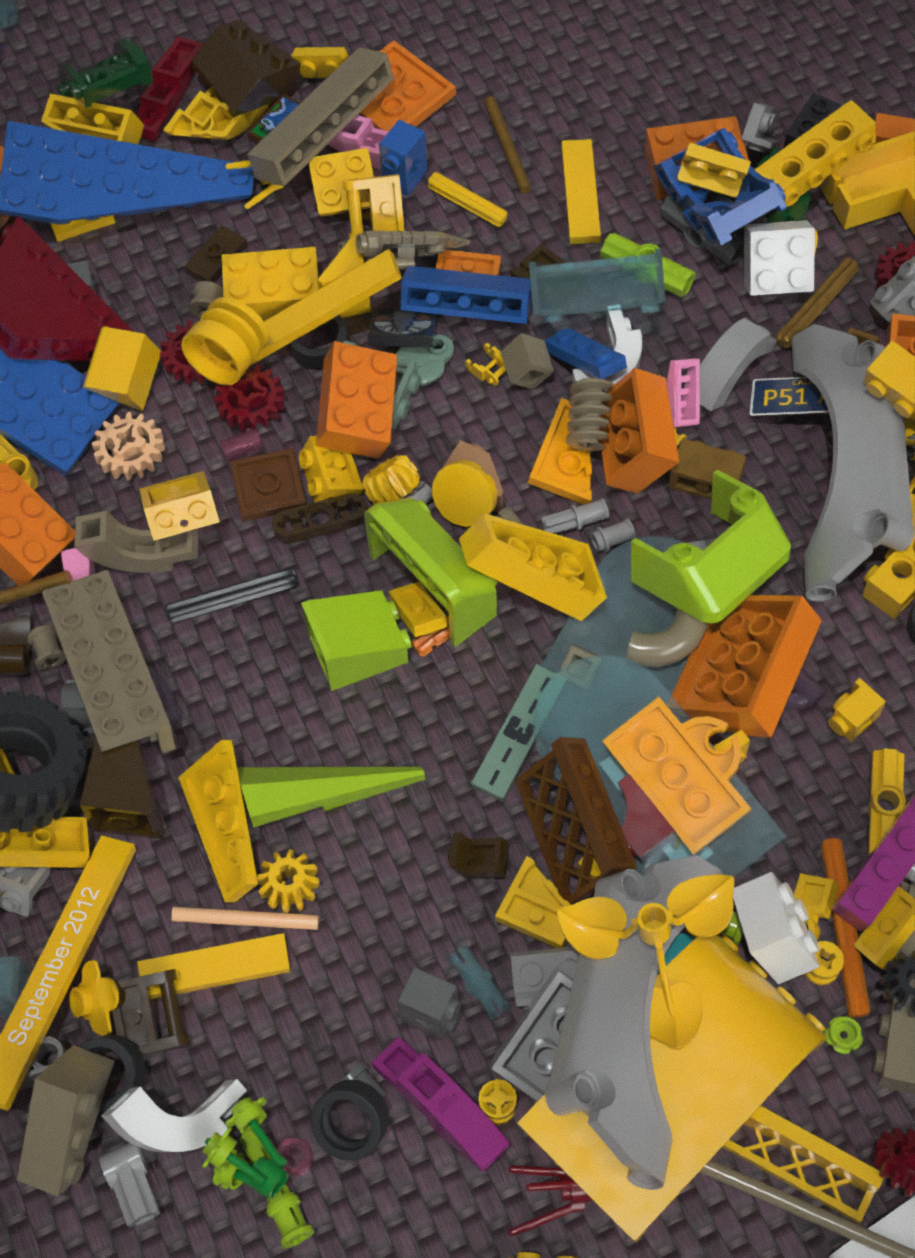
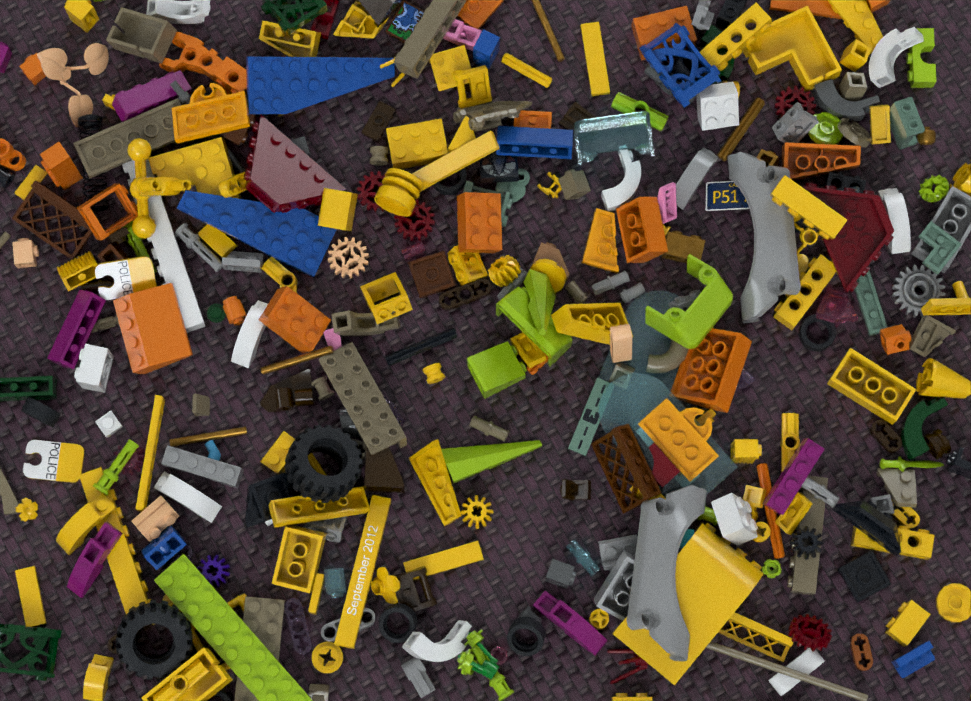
camera: 10 degrees left, 15 degrees up
(62, 1119) = (382, 649): dark tan wedge -> none
(245, 637) = (433, 373): none -> yellow wheel
(245, 918) = (455, 533): light nougat bar -> none
(332, 738) = (489, 428): none -> dark tan pin
(446, 512) = (541, 297): none -> lime wedge
(533, 906) = (609, 515): yellow wing -> none
(582, 602) = (621, 343): none -> light nougat beam
(585, 353) = (608, 179): blue plate -> none
(586, 414) = (614, 221): dark tan piece -> none
(699, 903) = (696, 517): yellow plant -> none
(713, 170) = (676, 58): yellow bracket -> none
(802, 808) = (745, 450): none -> yellow brick
(856, 711) = (772, 389): yellow brick -> none

